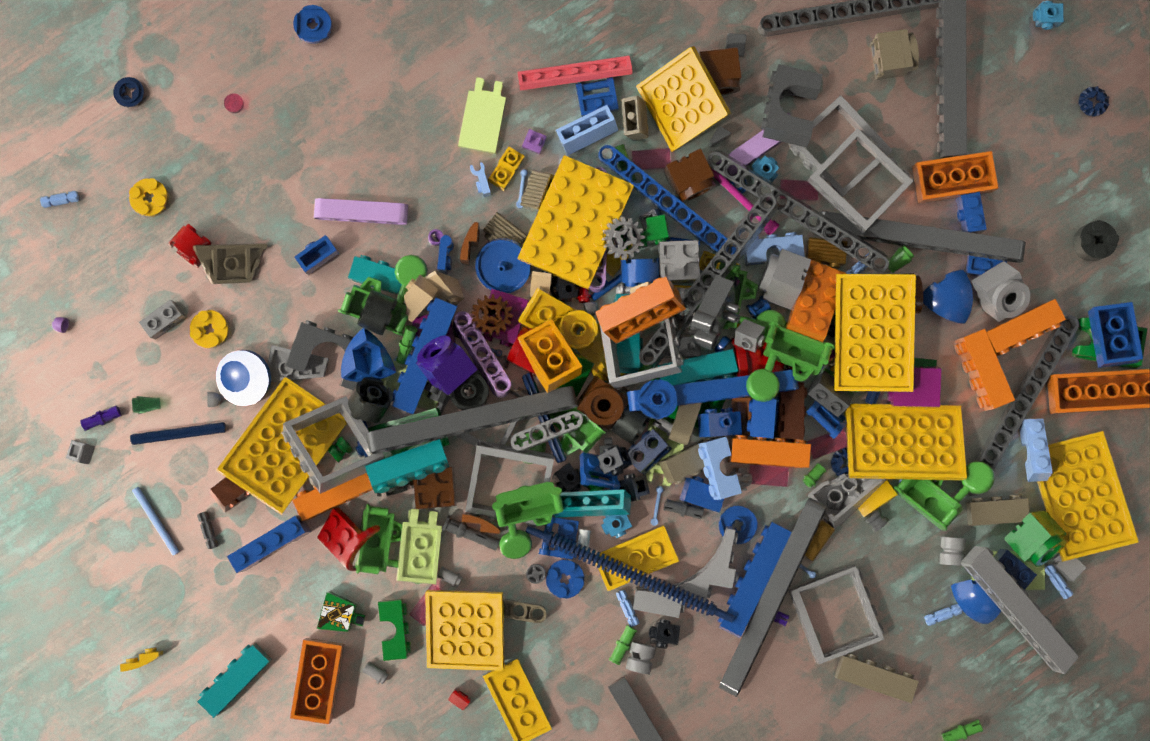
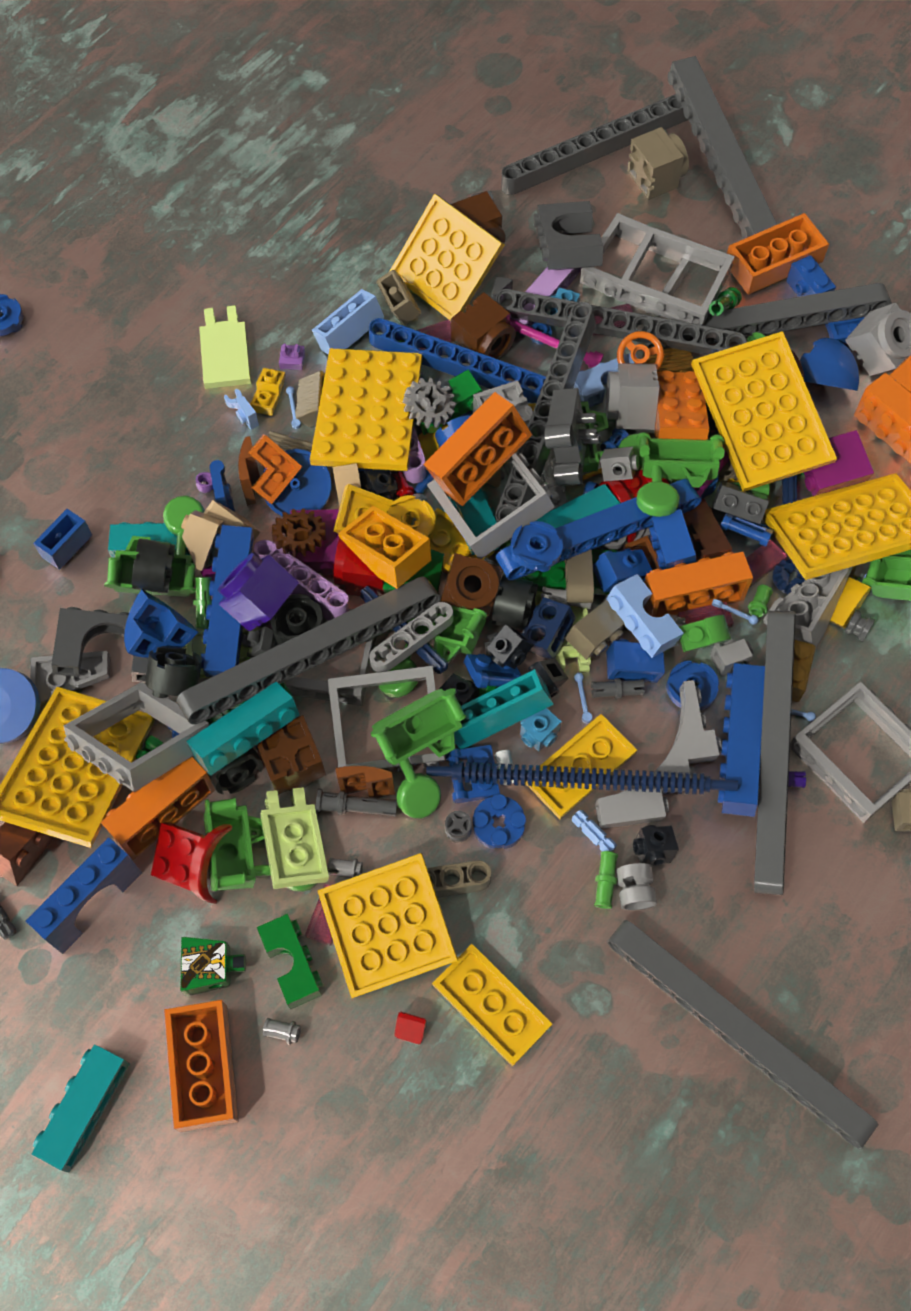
camera: 10 degrees left, 20 degrees down
(361, 211) = (106, 481): lavender beam -> none
(491, 255) = (279, 468): none -> orange plate
(574, 73) = (320, 276): coral plate -> none
(595, 101) = (340, 298): blue plate -> none
(763, 493) = (704, 633): none -> bright green brick
(775, 512) = (730, 653): none -> light grey brick
(800, 241) = (627, 342): none -> orange piece
(803, 487) = (753, 619): none -> light blue hinge
(893, 212) = (725, 300): none -> green pin
(1048, 15) = (801, 91): dark azure brick -> none
(1087, 105) = (881, 159): dark blue gear -> none

